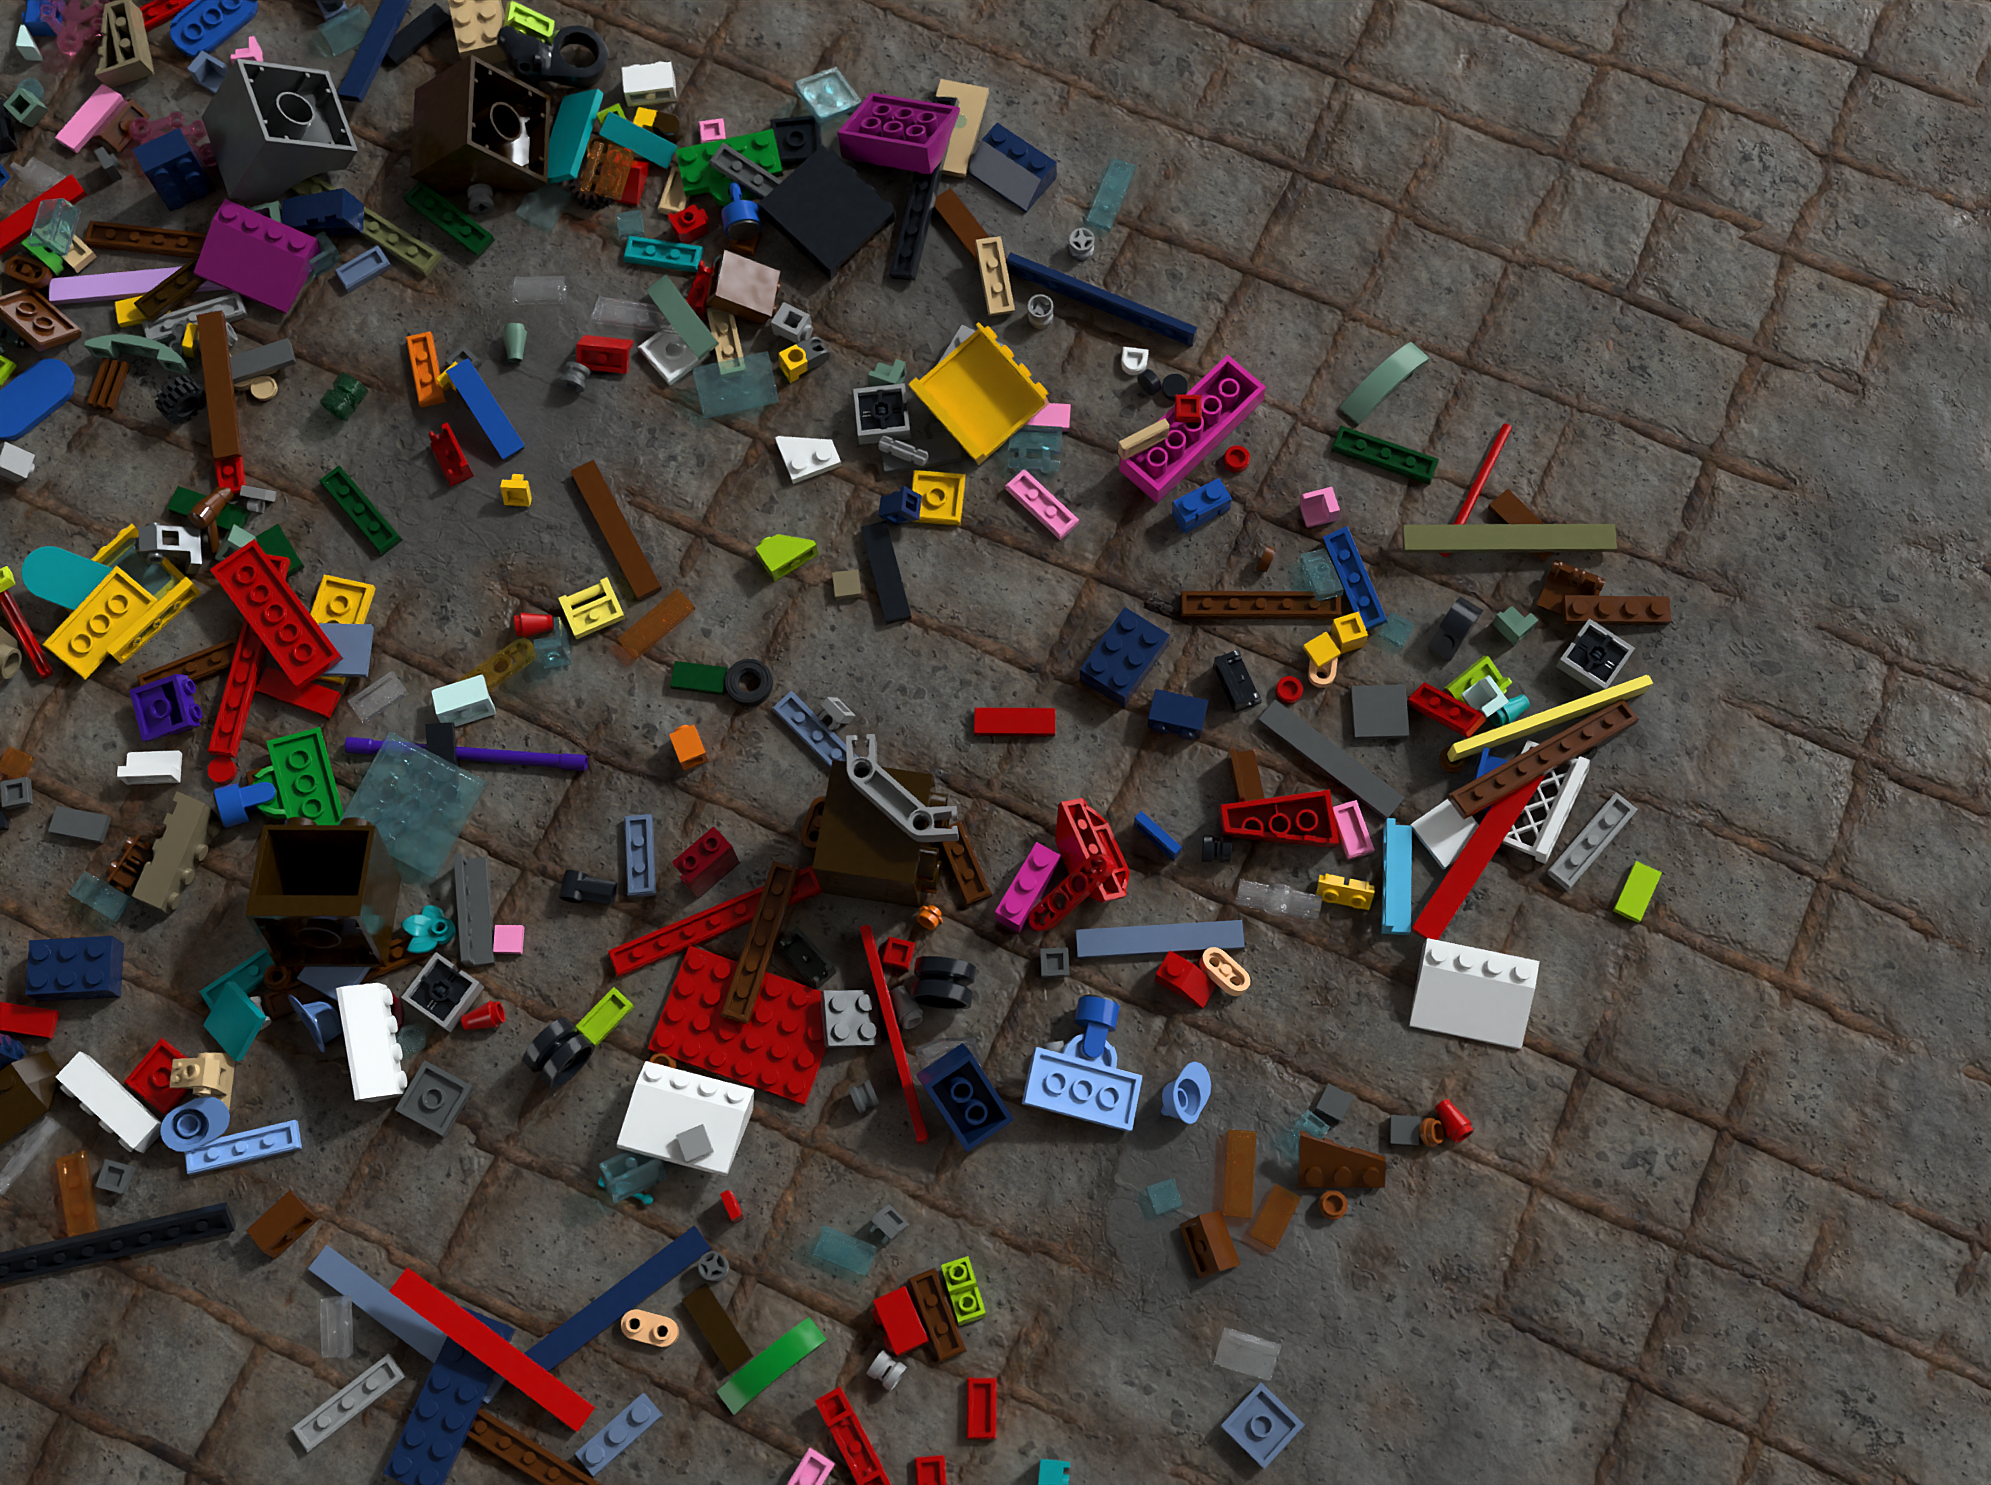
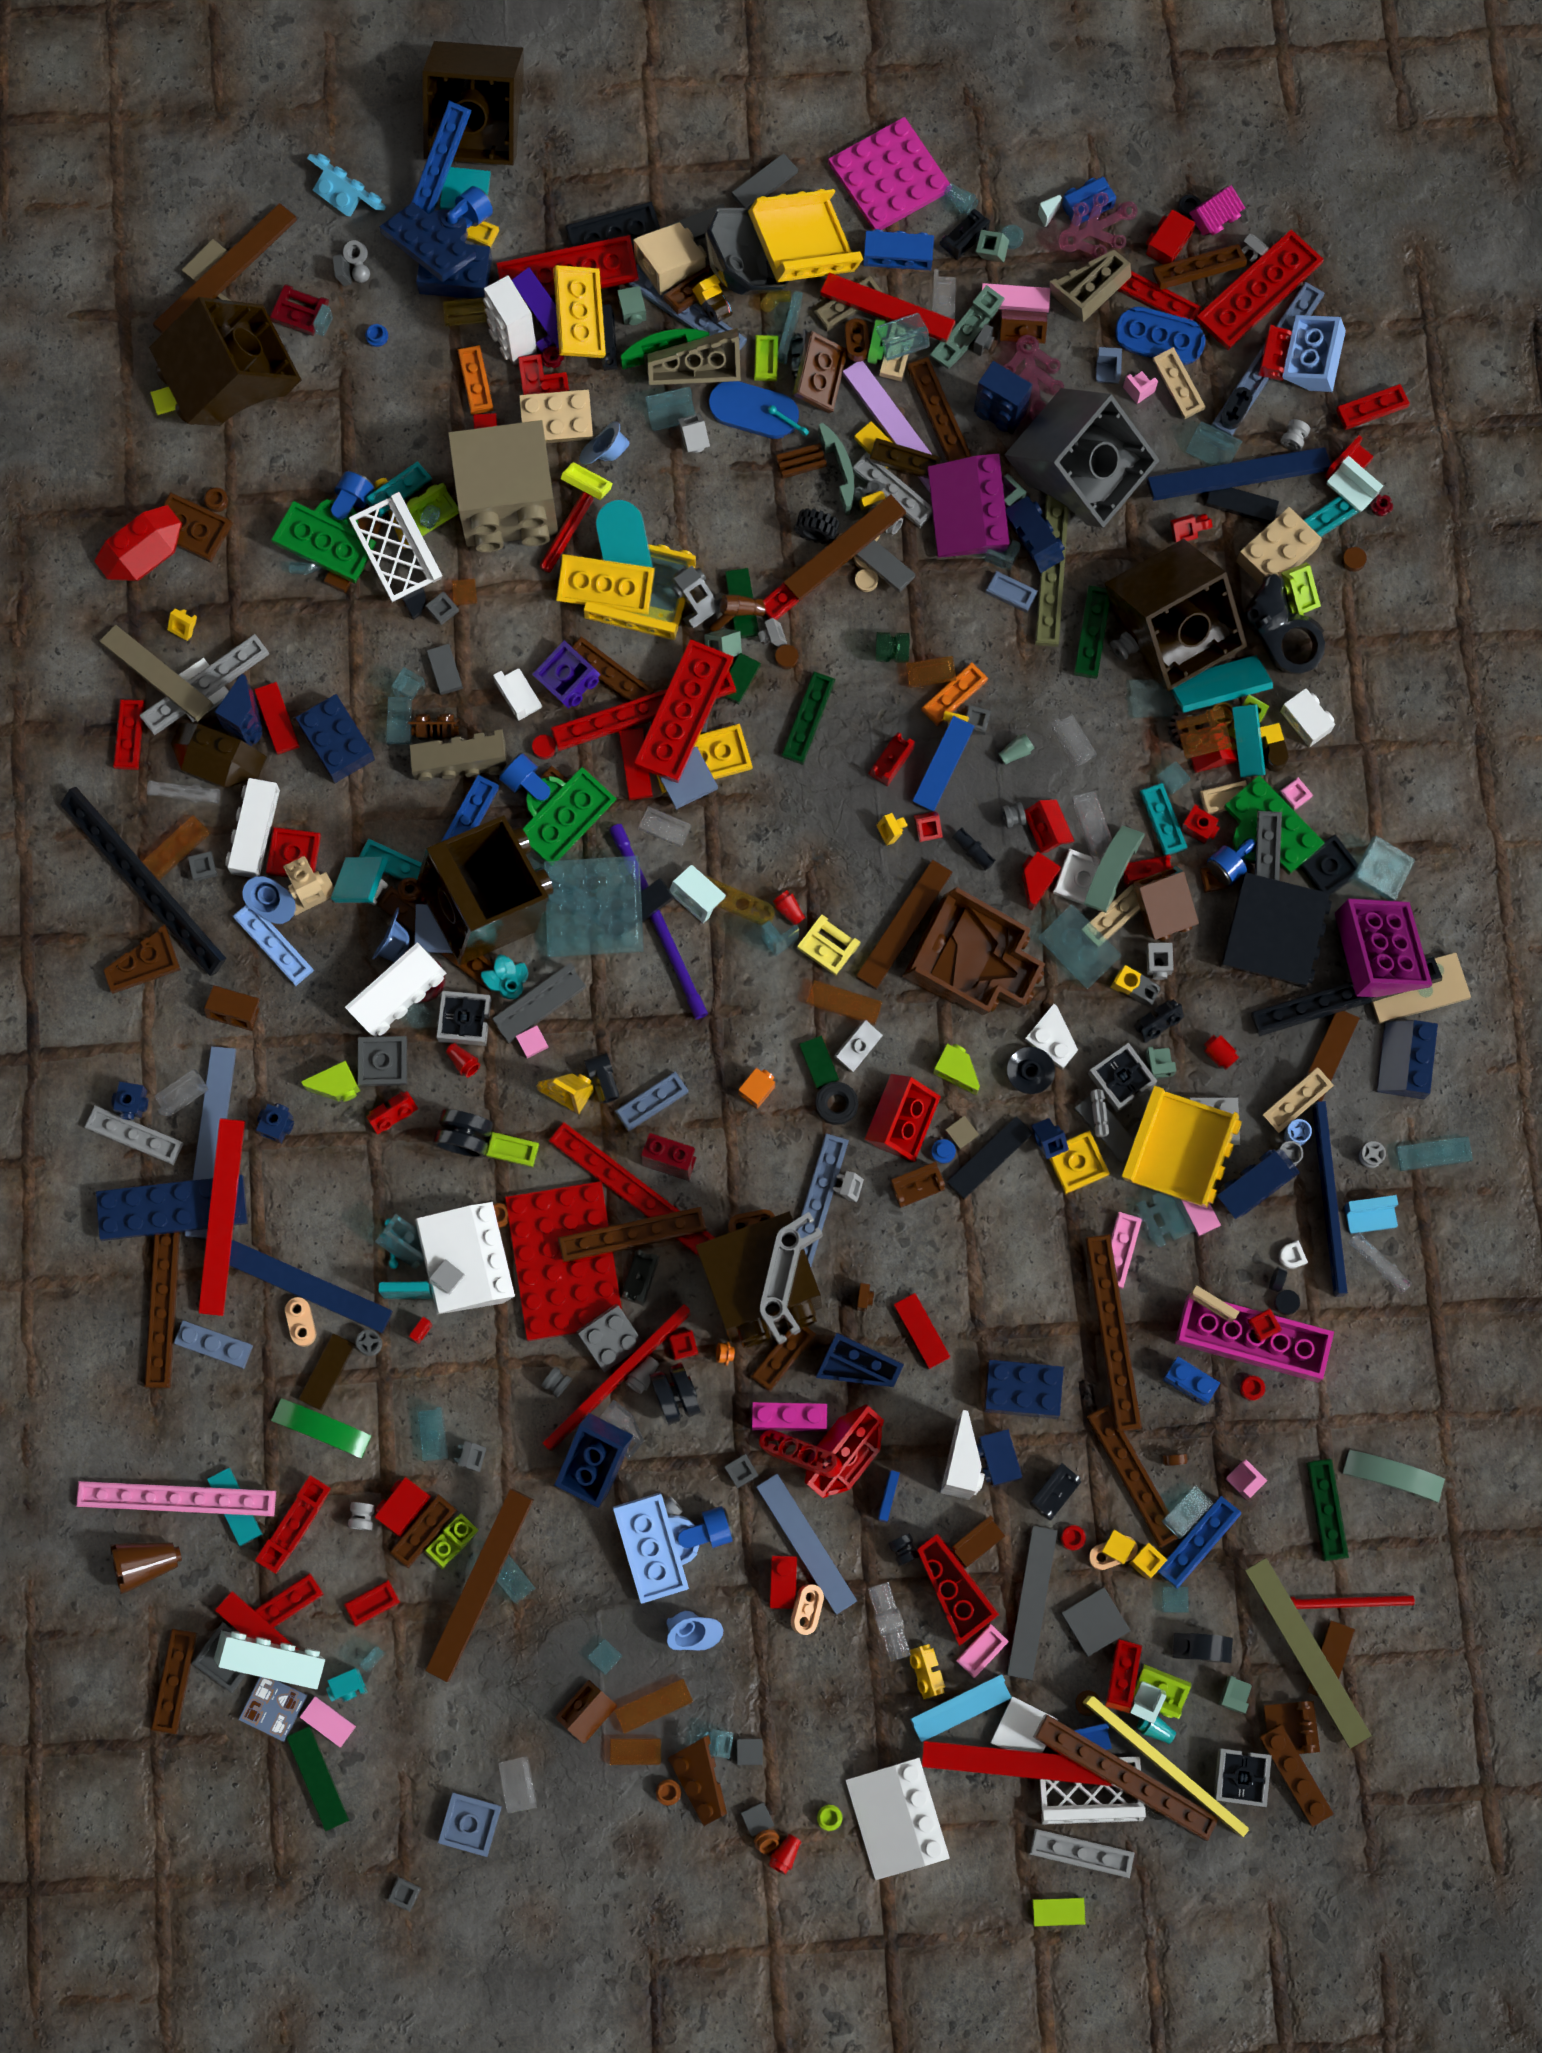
camera: 55 degrees right, 5 degrees up
(68, 865) = (408, 684): none -> clear light blue panel
(81, 364) = (772, 410): none -> teal hinge
(87, 169) = (969, 327): none -> sand green slope
(176, 1292) = (146, 962): none -> reddish brown wing
(234, 866) = (473, 807): none -> blue plate
(268, 24) = (1179, 383): none -> tan plate
(288, 498) = (786, 656): none -> reddish brown tile
(310, 1385) = (130, 1101): none -> dark blue brick
(390, 376) = (931, 671): none -> clear orange tile
(405, 86) = (1188, 527): none -> red plate
(426, 1160) = (333, 1083): none -> lime slope
(428, 1242) = (277, 1130): none -> dark blue brick
(493, 1104) = (401, 1107): none -> red hinge
(536, 459) = (928, 826): none -> red slope
(578, 929) = (568, 1090): none -> yellow wedge
(583, 429) = (973, 849): none -> black pin
(647, 387) = (1037, 877): none -> red slope
(683, 1197) = (405, 1290): none -> teal tile
(685, 480) = (974, 956): none -> reddish brown panel
(705, 633) = (858, 1045): none -> plate
(799, 628) = (902, 1117): none -> red slope
(822, 480) = (1034, 1059): none -> black dish
(847, 344) = (1168, 1015): none -> black hinge
(854, 610) = (943, 1151): none -> blue plate
(872, 649) = (917, 1184): none -> reddish brown hinge
(910, 318) = (1221, 1051): none -> red brick
(952, 755) = (865, 1297): none -> reddish brown plate
(1012, 793) = (858, 1363): none -> dark blue wedge
(1026, 288) = (1299, 1128): none -> light blue wheel
(1026, 1282) = (479, 1585): none -> reddish brown tile
(1032, 1250) = (514, 1581): none -> clear light blue hinge
(1039, 1437) = (372, 1659): none -> clear light blue tile
(1052, 344) = (1257, 1182): none -> dark blue brick
(1117, 549) = (1113, 1333): none -> reddish brown tile
(1135, 273) = (1371, 1214): none -> medium azure panel
(1163, 739) = (963, 1466): none -> white slope
(1195, 286) = (1380, 1263): none -> clear pin
(1438, 1059) = (829, 1817): none -> lime plate

